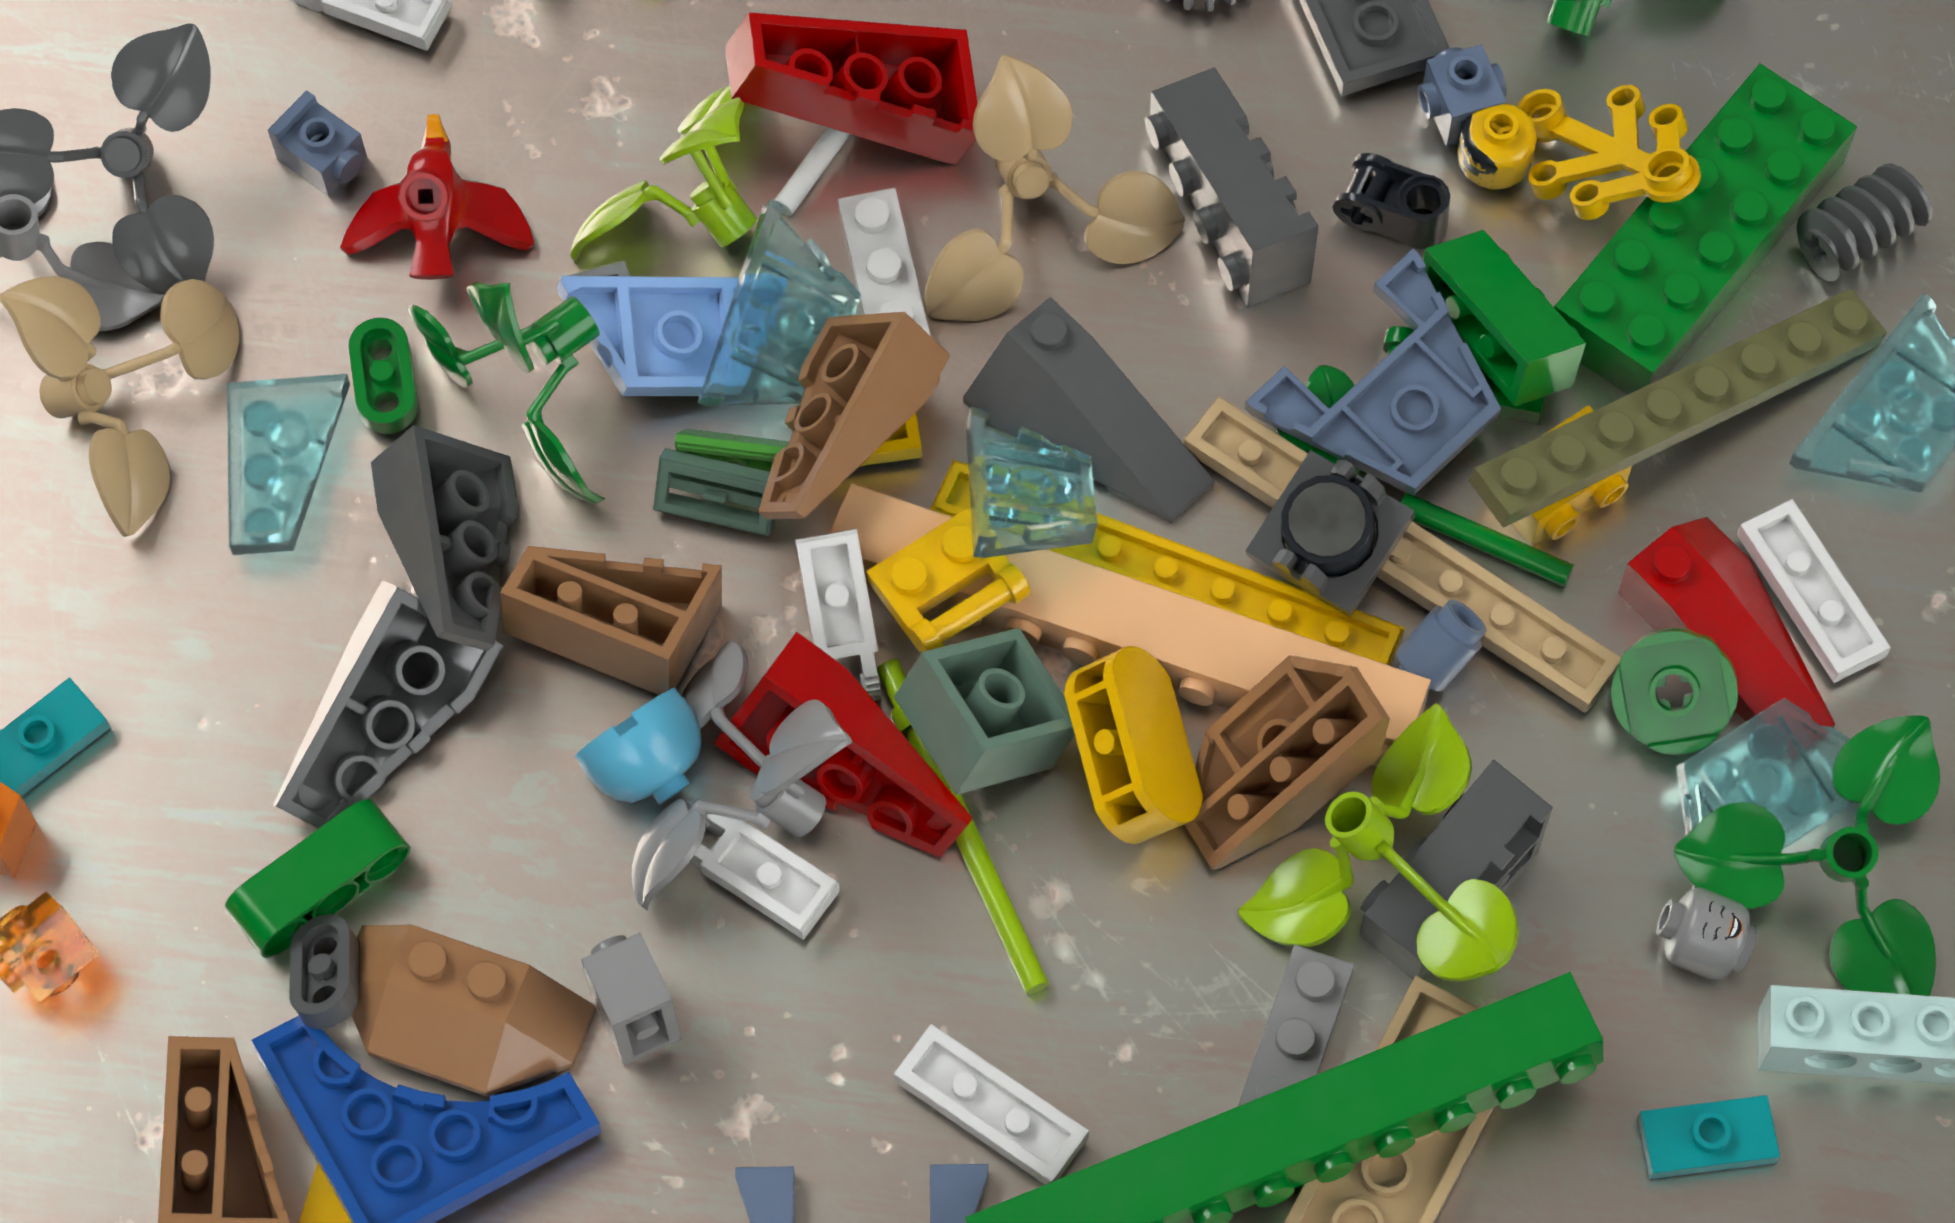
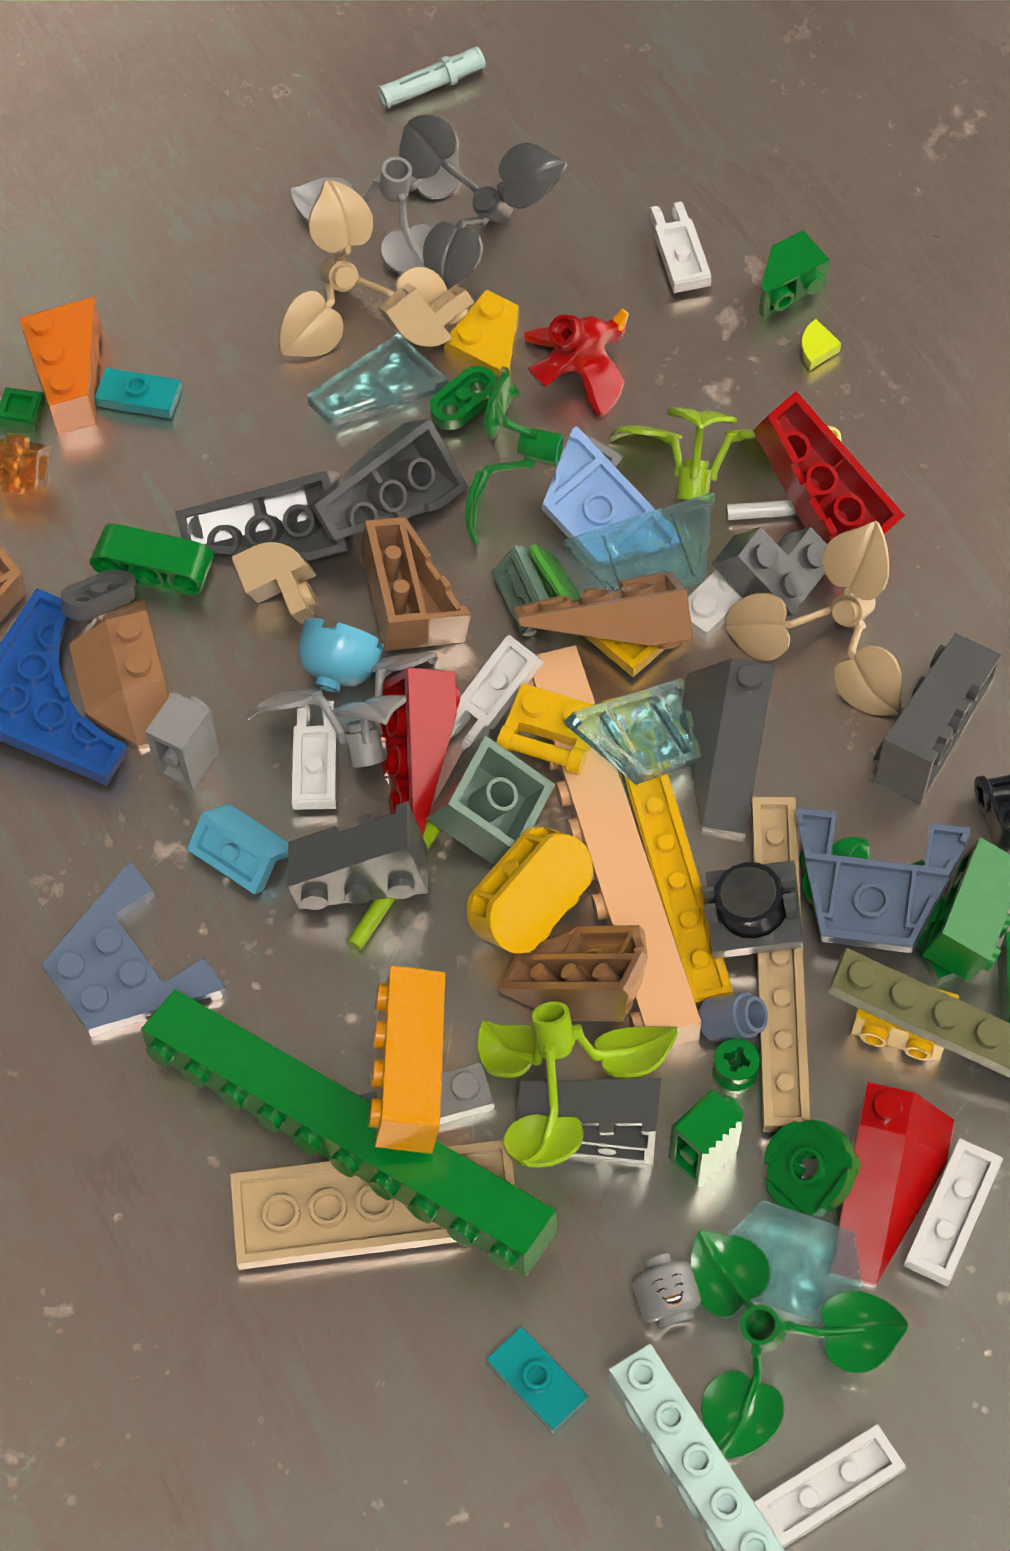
camera: 55 degrees right, 5 degrees down
(238, 338) = (424, 323): none -> tan brick
(310, 289) = (486, 333): none -> yellow wing
(317, 144) = (571, 279): sand blue brick -> none
(465, 735) = (277, 569): none -> tan brick
(811, 1031) = (237, 846): none -> medium azure panel
(918, 205) = (786, 568): none -> dark grey brick
(956, 908) = (360, 863): none -> dark grey wedge
(991, 1105) = (261, 965): white plate -> none
(1272, 1008) = (408, 1059): none -> light orange wedge
(1489, 541) = (831, 1005): green bar -> none
(1492, 699) = (734, 1077): none -> green wheel
(1572, 765) = (706, 1136): none -> green brick

